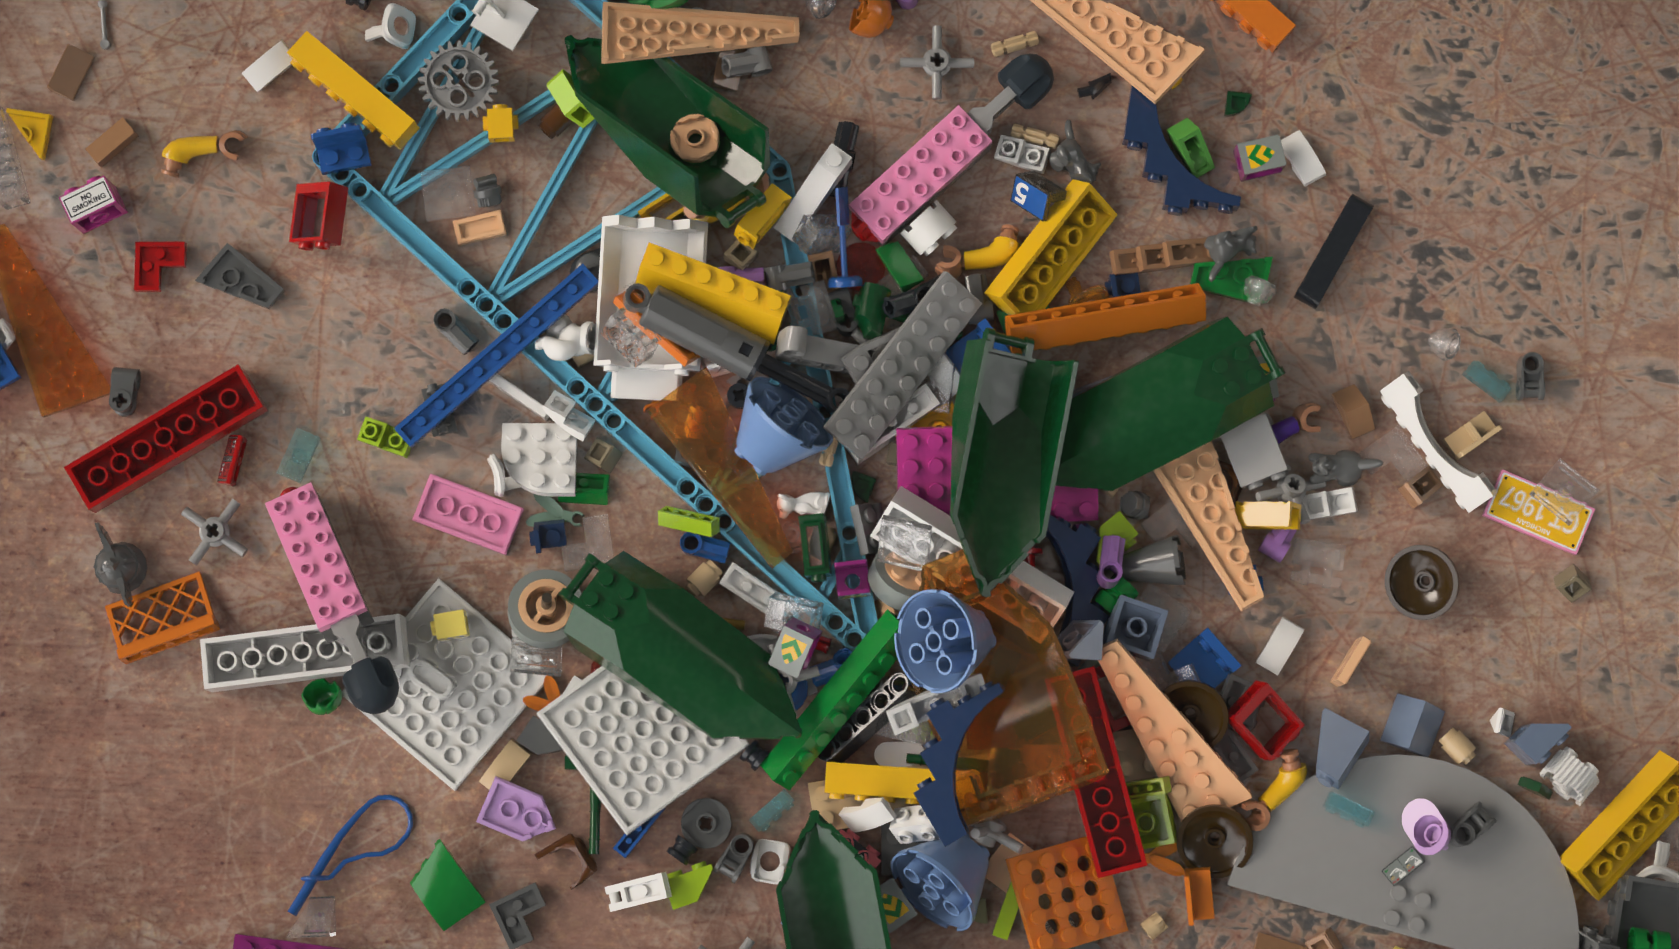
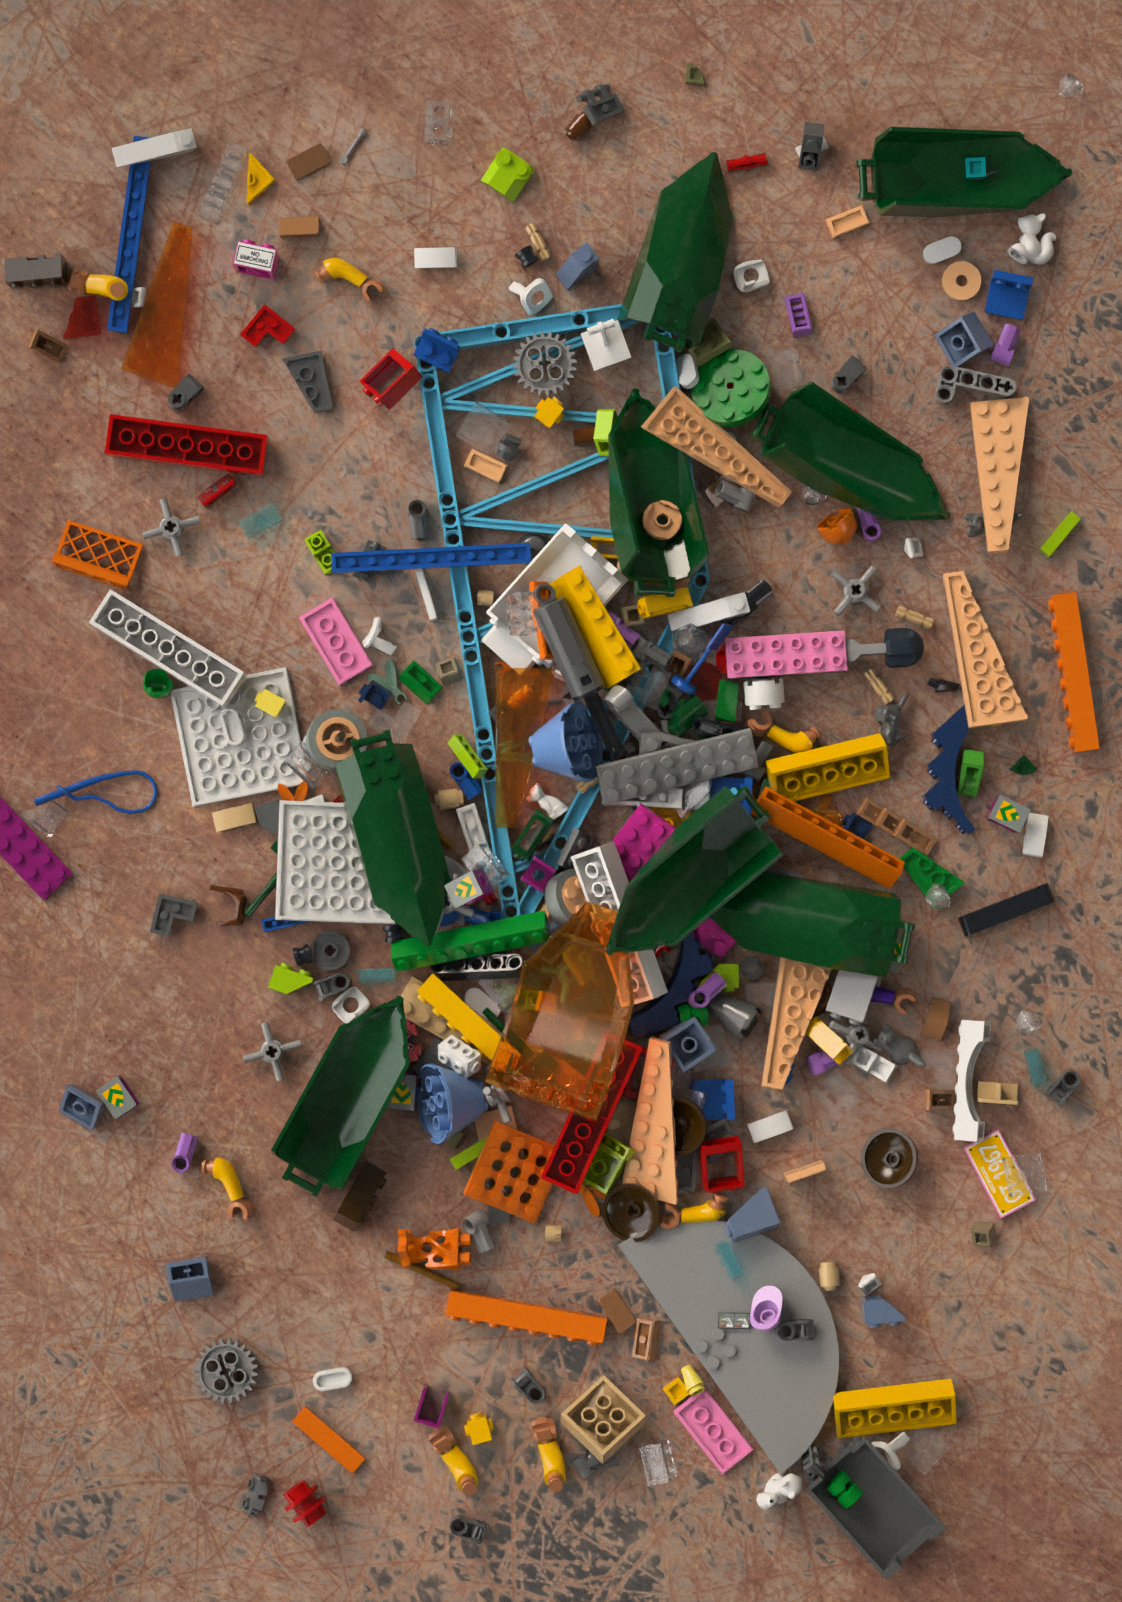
camera: 40 degrees right, 5 degrees up
(119, 566) = (96, 502): dark grey helmet -> none
(332, 593) = (213, 625): bright pink piece -> none
(353, 90) = (474, 317): yellow brick -> none
(445, 888) = (140, 862): green slope -> none
(515, 811) = (219, 849): lavender tile -> none
(540, 458) = (409, 642): white plate -> none
(562, 412) = (444, 629): white slope -> none
(567, 339) = (482, 583): white animal -> none
(639, 891) = (255, 959): white plate -> none
(737, 399) = (564, 701): black wheel -> none
(862, 485) = (593, 819): dark green tile -> none
(869, 815) = (432, 1027): white slope -> none
(904, 543) = (587, 878): clear plate -> none
(913, 710) = (527, 992): white slope -> none
(939, 796) = (483, 1050): dark blue arch -> none
(941, 640) = (559, 958): medium blue cone -> none
(1022, 154) = (862, 691): white slope -> none
(1036, 193) = (849, 724): panel -> none
(1082, 640) = (647, 1026): sand blue slope -> none
(1198, 894) = (595, 1236): orange panel -> none
(1227, 244) = (942, 853): dark grey animal -> none
(1412, 725) = (812, 1240): sand blue slope -> none
(1535, 787) = (856, 1339): dark green tile -> none
(1570, 775) = (882, 1349): white brick -> none

